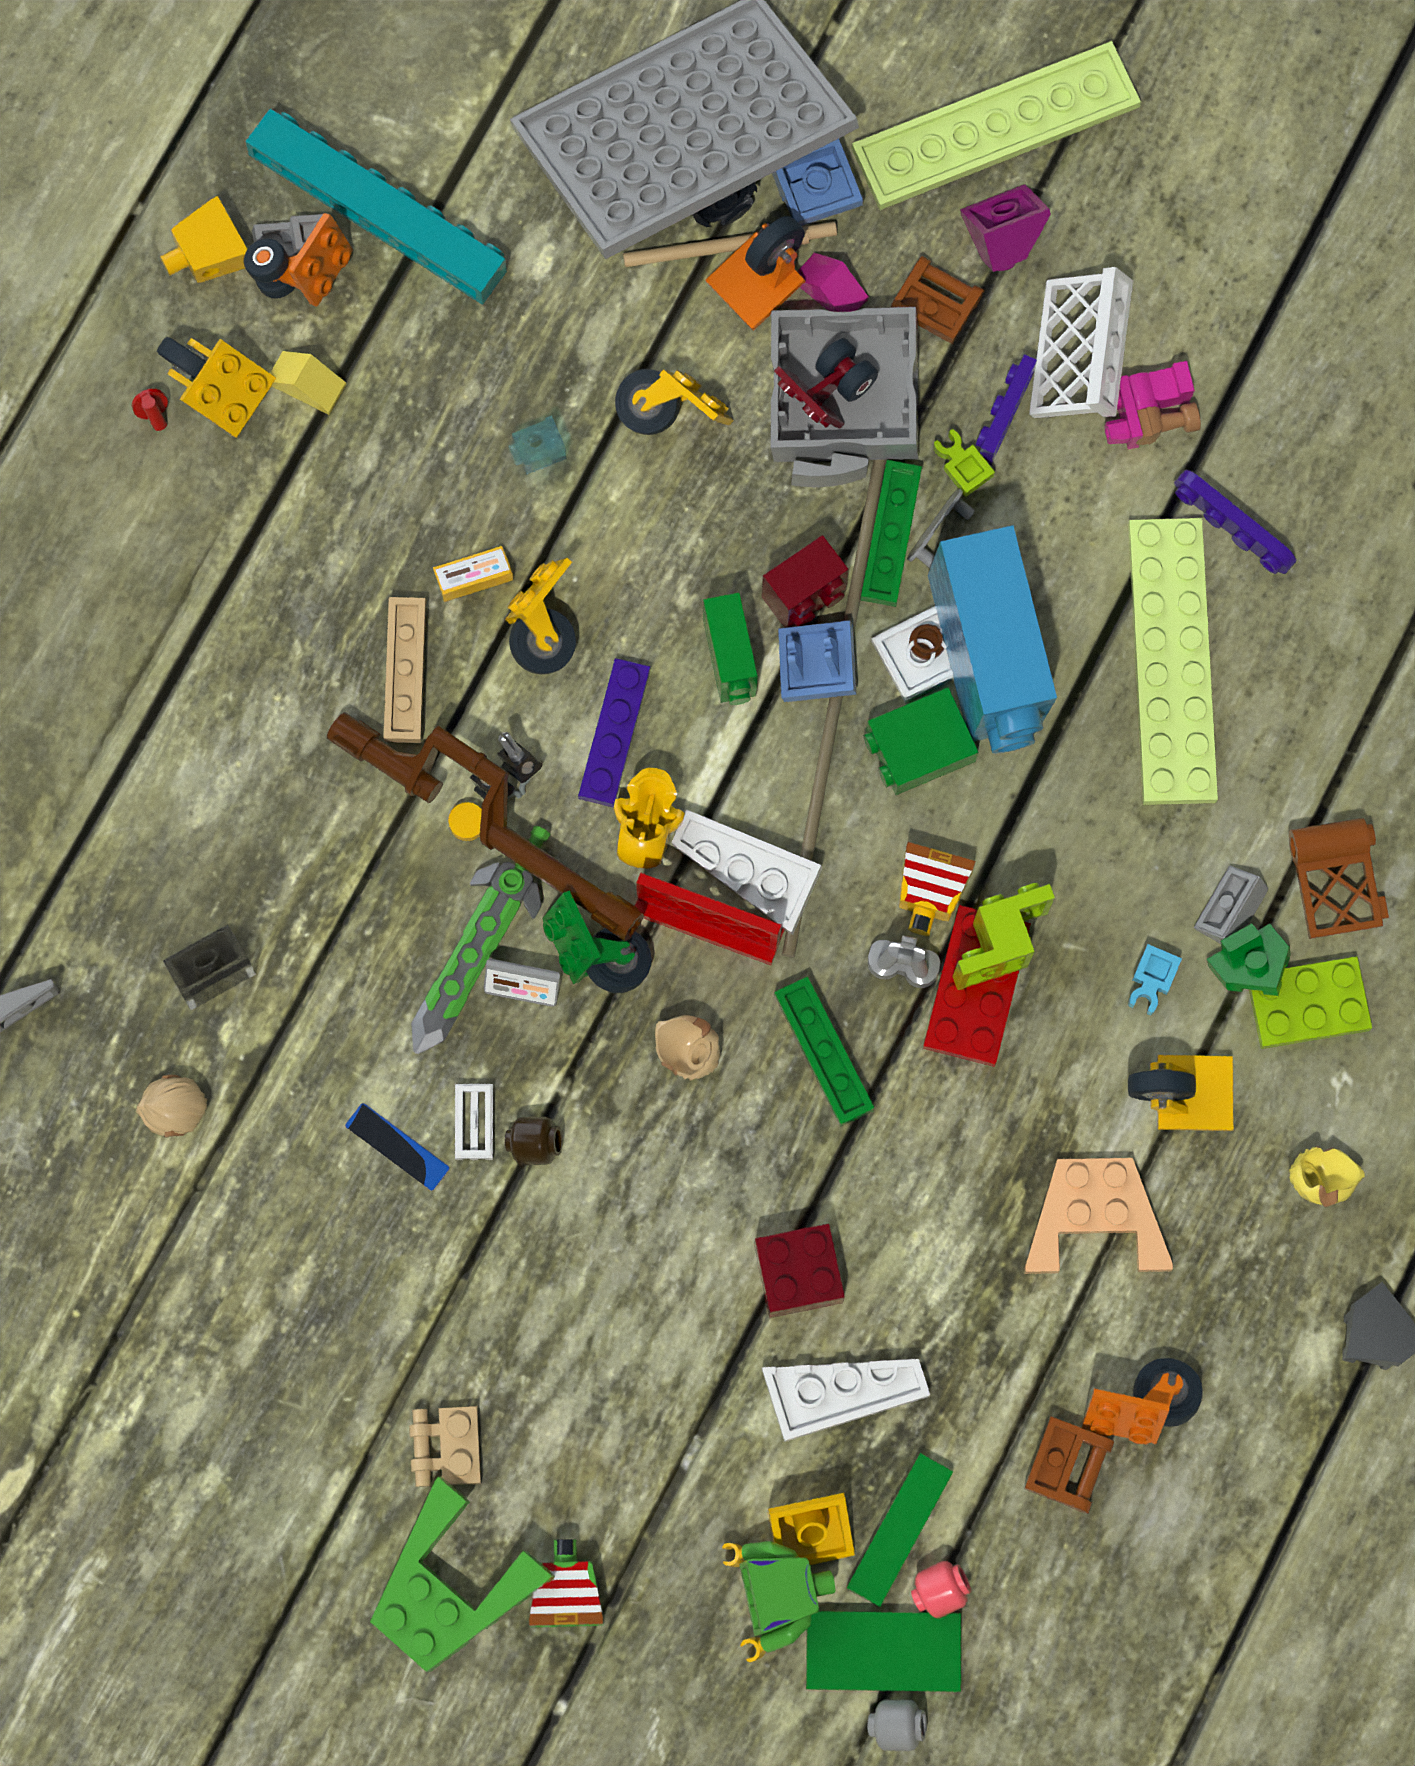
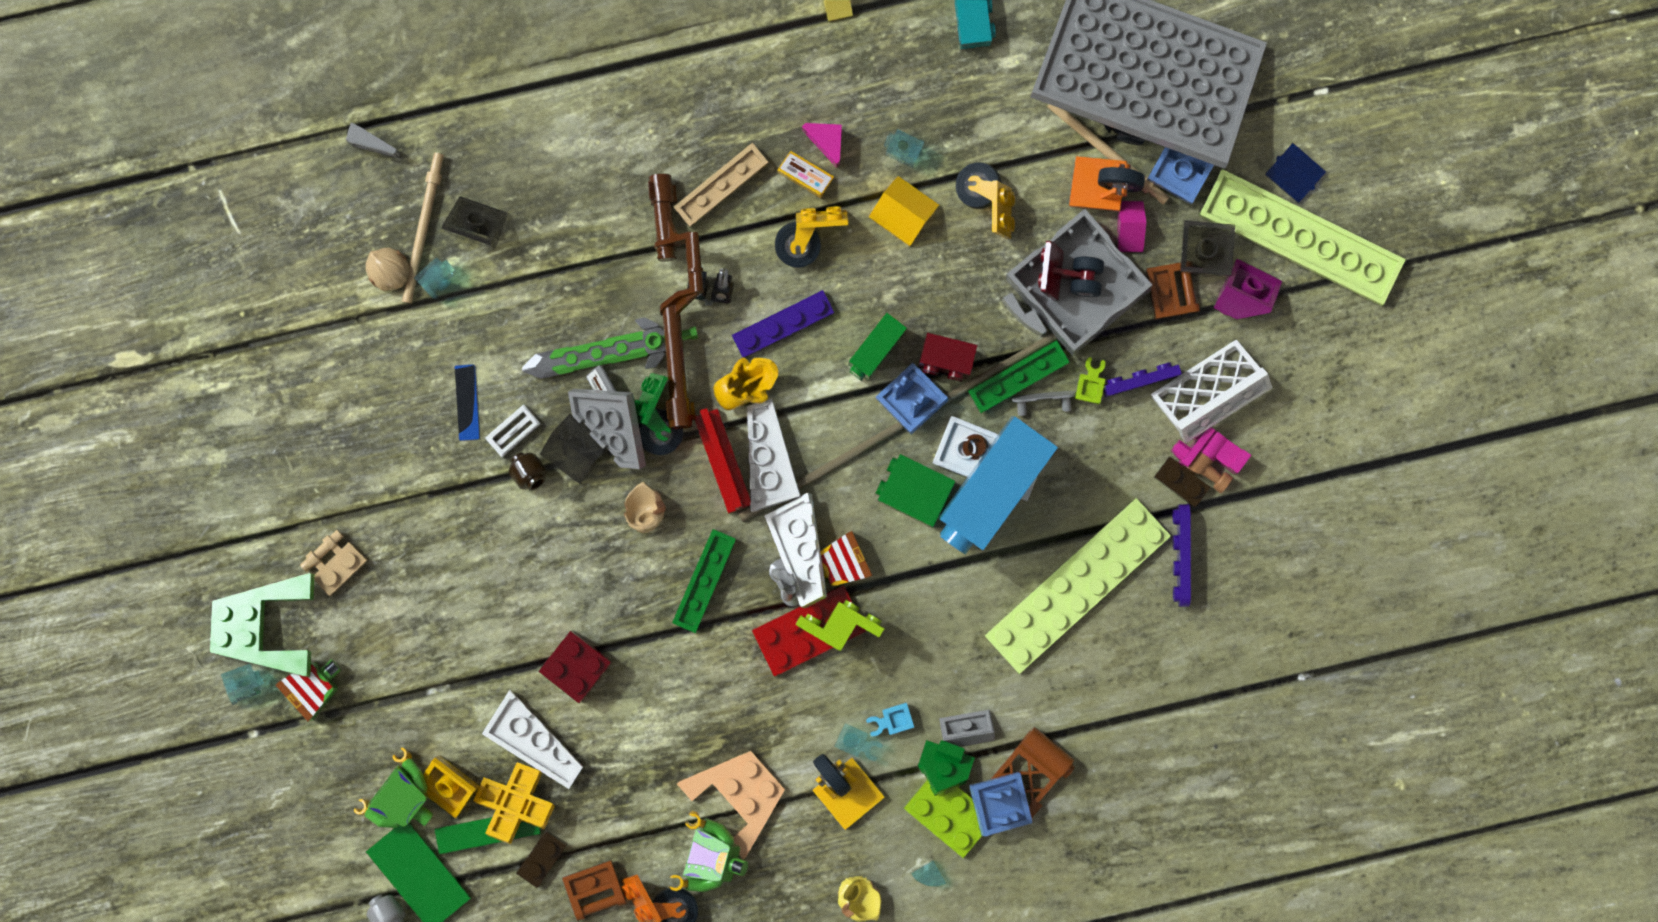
camera: 50 degrees right, 10 degrees up
(120, 973) = (433, 179): none -> tan bar
(229, 1059) = (435, 276): none -> clear light blue brick
(456, 518) = (826, 138): none -> dark pink slope
(465, 821) = (667, 287): yellow tile -> none
(485, 1656) = (235, 678): none -> clear light blue brick
(554, 1071) = (573, 449): none -> clear smoke slope
(563, 1000) = (612, 423): none -> light grey plate
(605, 505) = (903, 210): none -> yellow slope
(869, 911) = (798, 544): none -> white wing
(894, 1469) = (513, 803): none -> yellow plate
(921, 78) = (1295, 173): none -> clear blue piece
(926, 224) = (1207, 249): none -> clear smoke slope
(941, 1589) = (473, 878): coral head -> none
(983, 1496) = (541, 859): none -> dark brown plate
(1142, 1037) = (854, 740): none -> clear light blue plate
(1142, 1299) = (711, 857): none -> bright green torso
(1152, 460) = (1181, 482): none -> dark brown plate
(1346, 934) = (1000, 804): none -> medium blue plate
(1359, 1082) = (929, 875): none -> clear light blue tile

